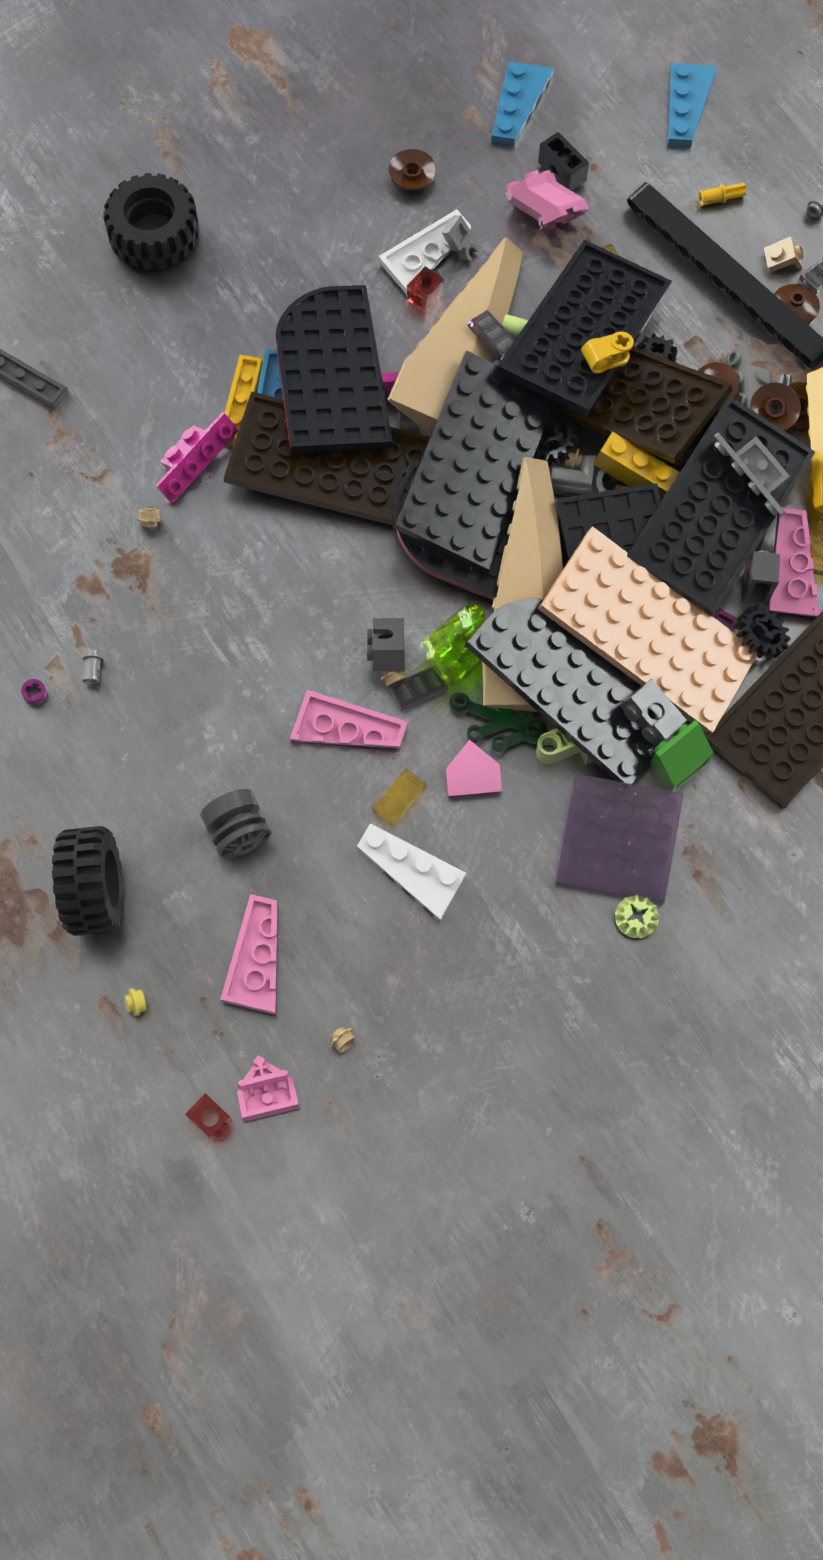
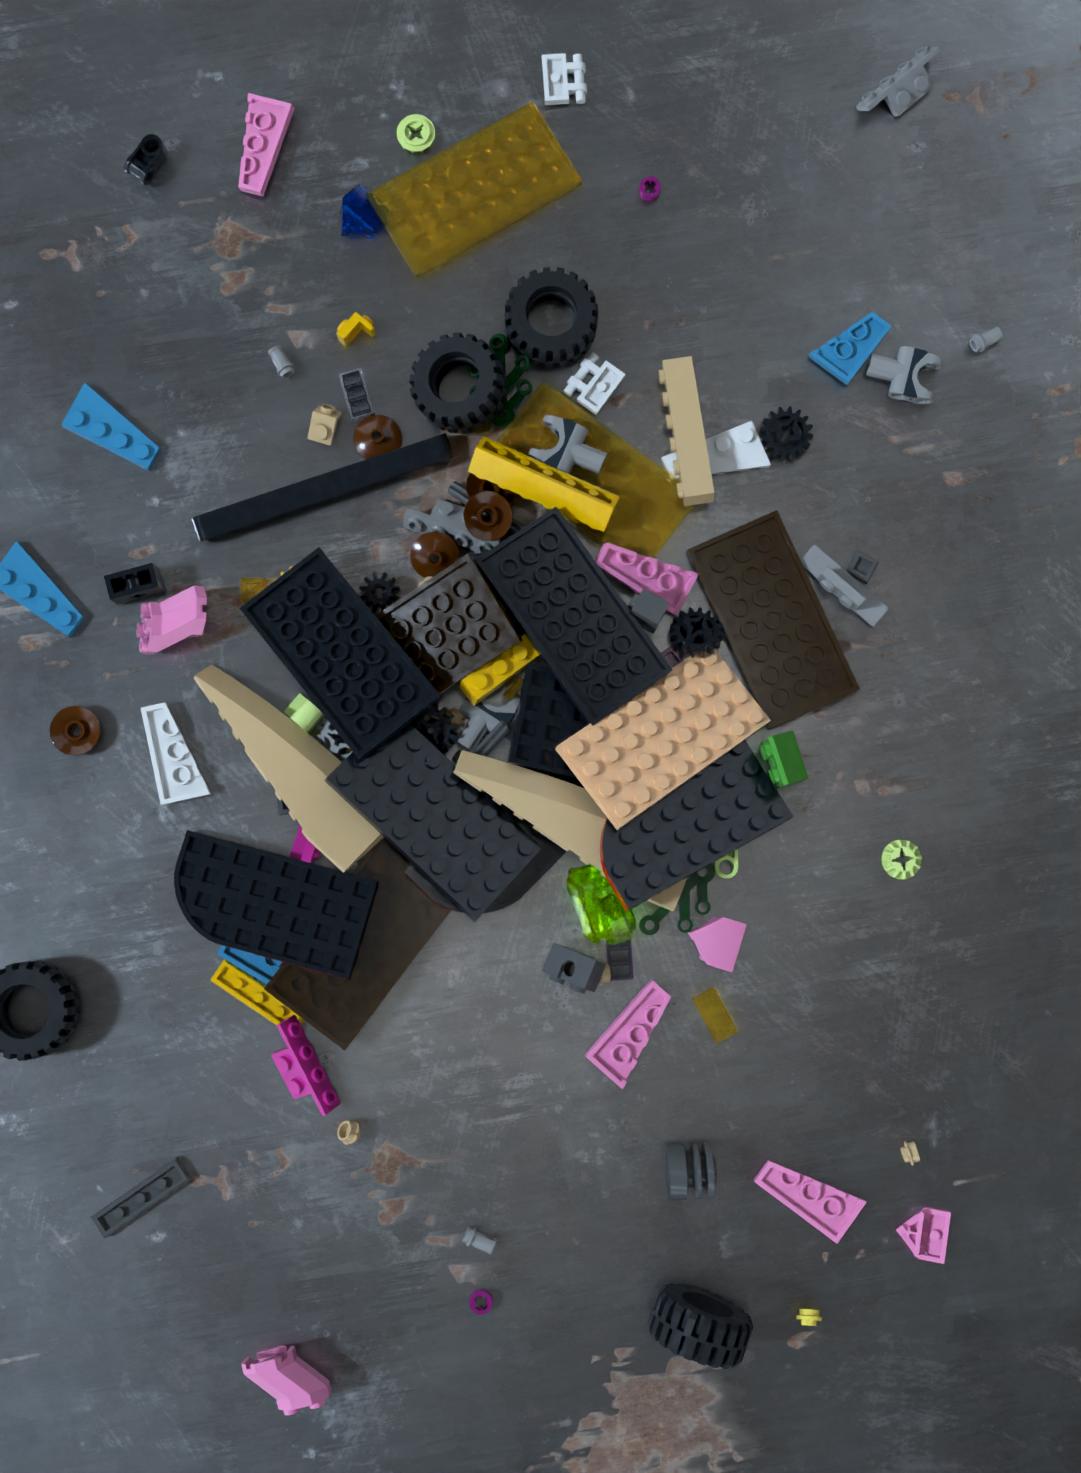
camera: 70 degrees left, 15 degrees up
(201, 1109) = (923, 1291): clear red brick -> none
(418, 872) = (789, 1027): white wing -> none
(420, 295) = (223, 782): clear red brick -> none
(458, 237) = (176, 721): light grey plate -> none
(491, 334) = (310, 741): tile -> none
(606, 352) = (387, 654): yellow piece -> none
(619, 837) = (832, 844): clear purple plate -> none
(665, 714) = (752, 759): brick -> none
(721, 194) = (231, 448): yellow axle -> none
(759, 467) = (559, 569): light grey bracket -> none

